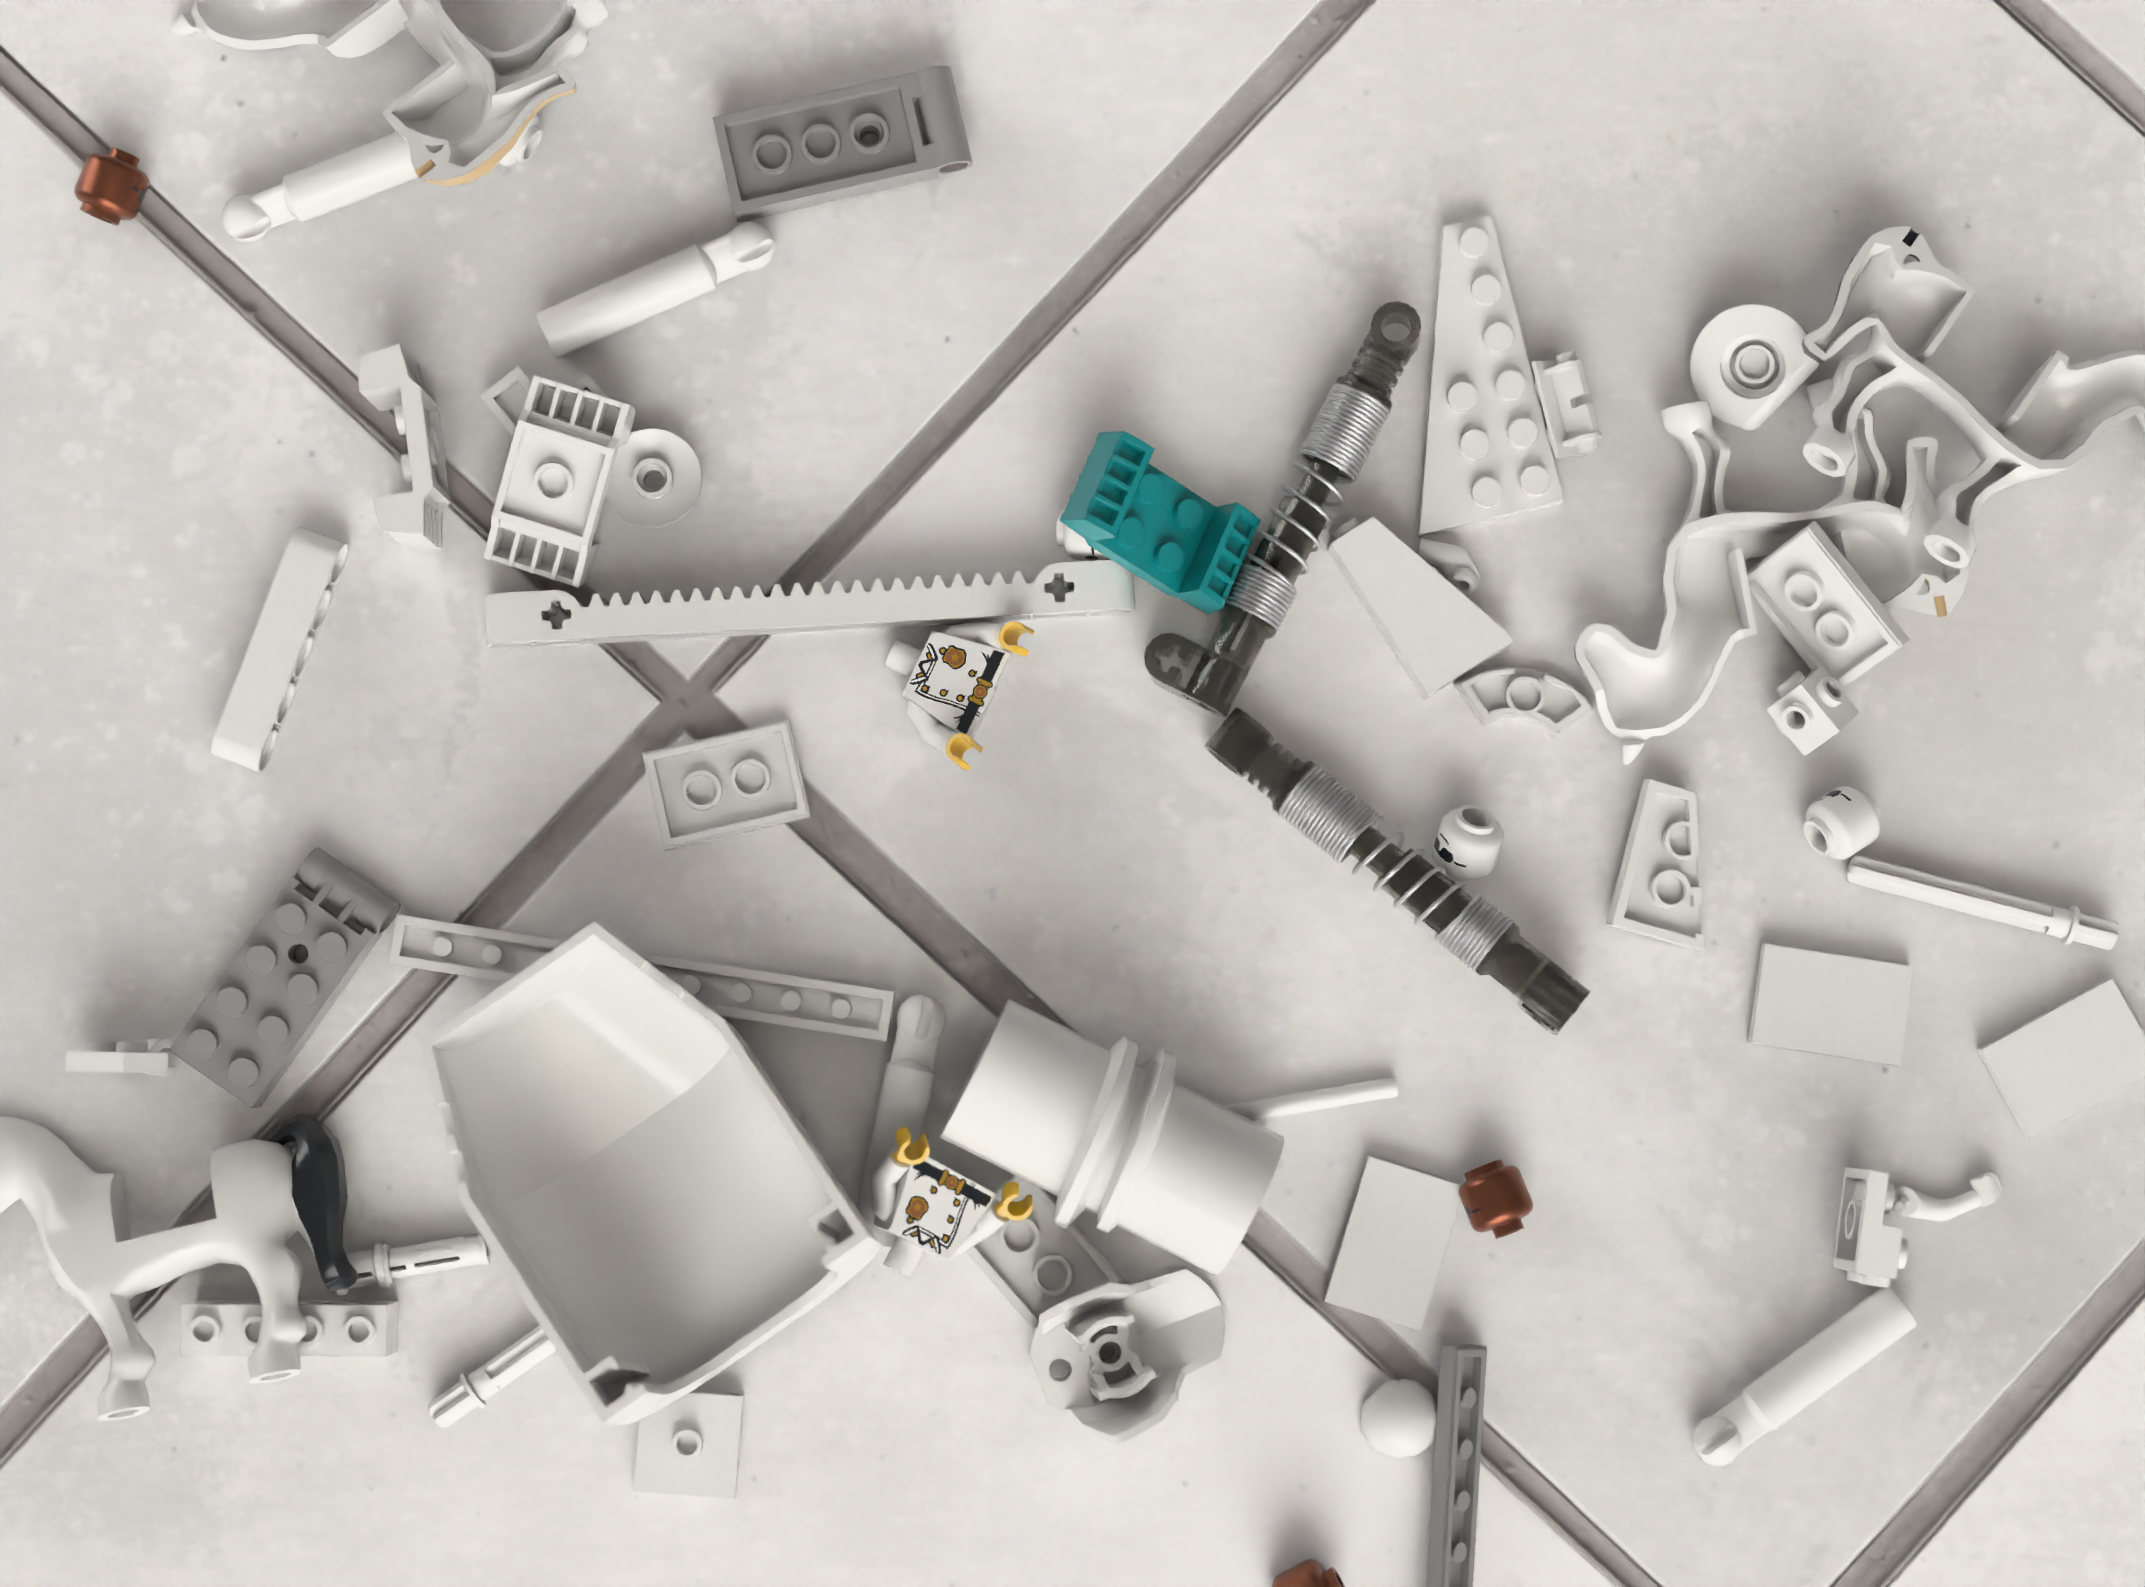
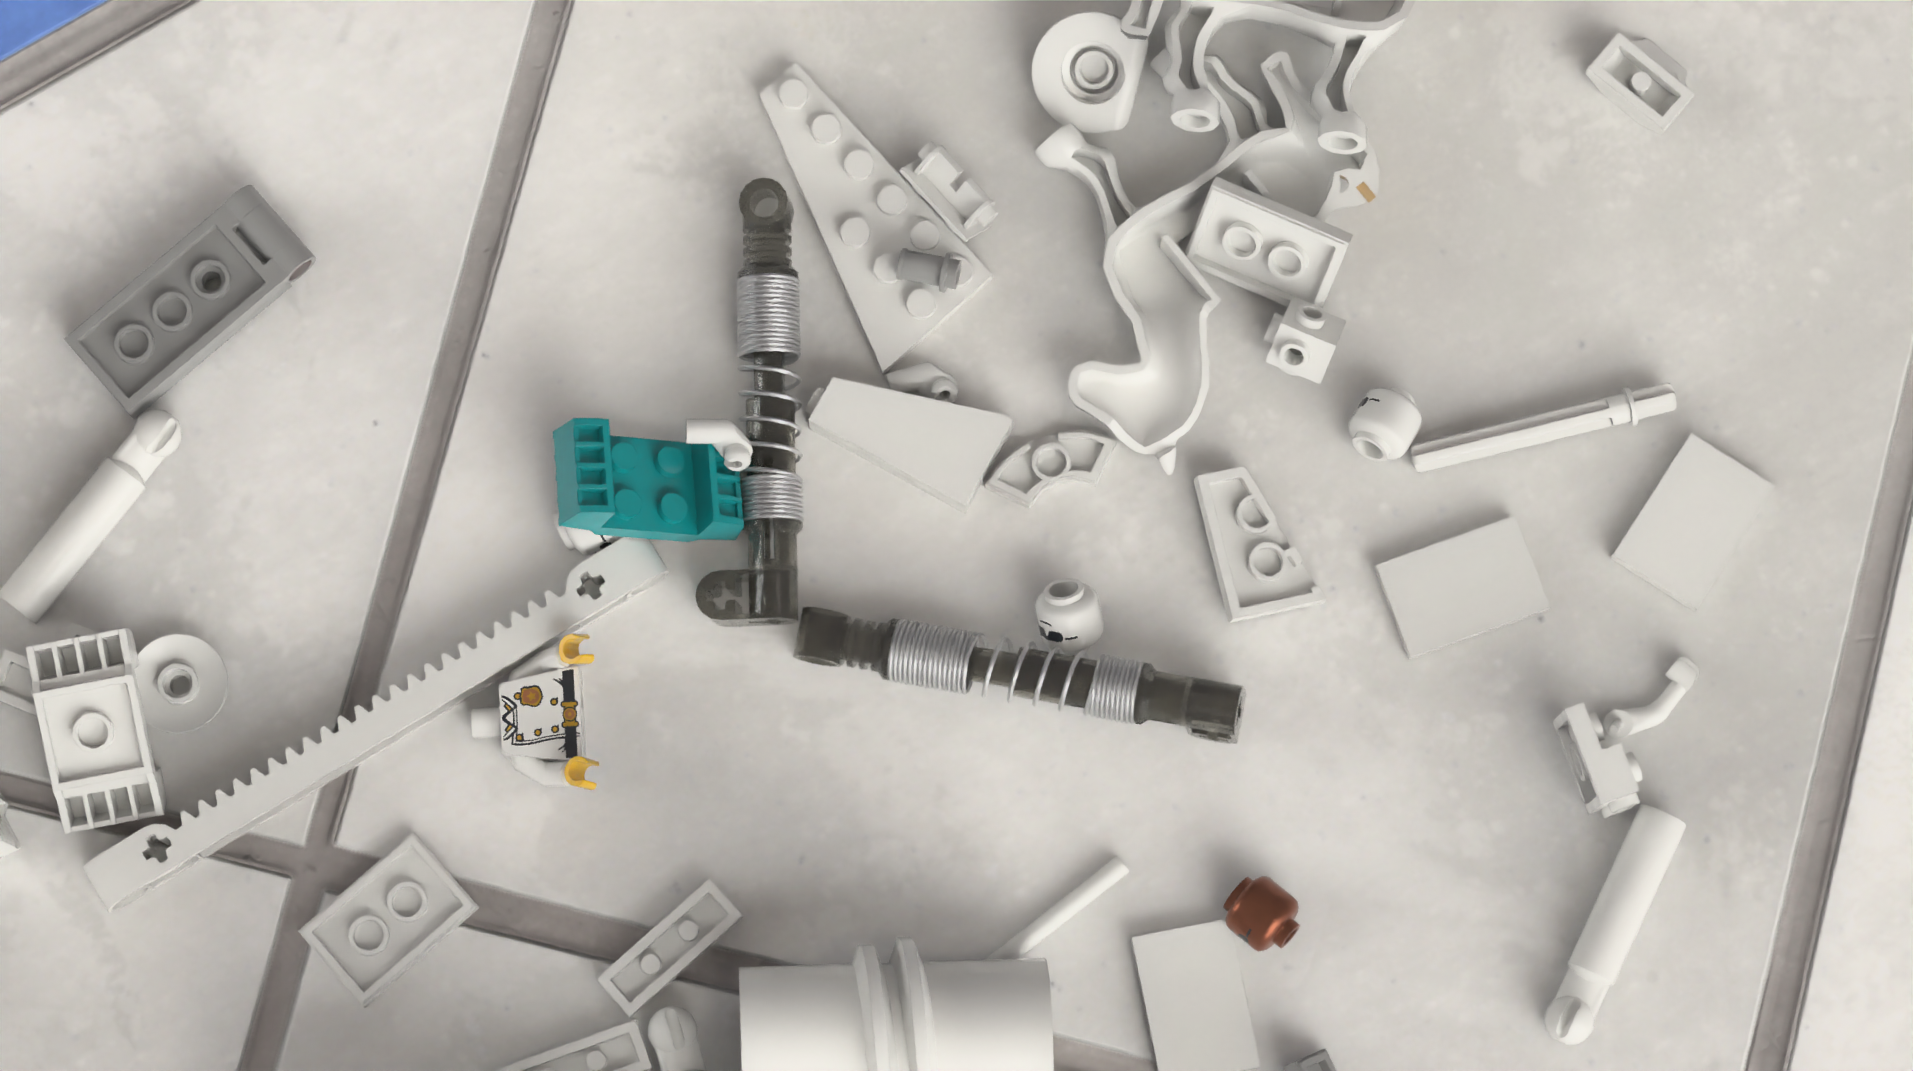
camera: 25 degrees left, 5 degrees down
(958, 944) = (669, 948): none -> white plate
(1248, 518) = (725, 437): none -> white arm
(1511, 465) = (929, 269): none -> light grey pin

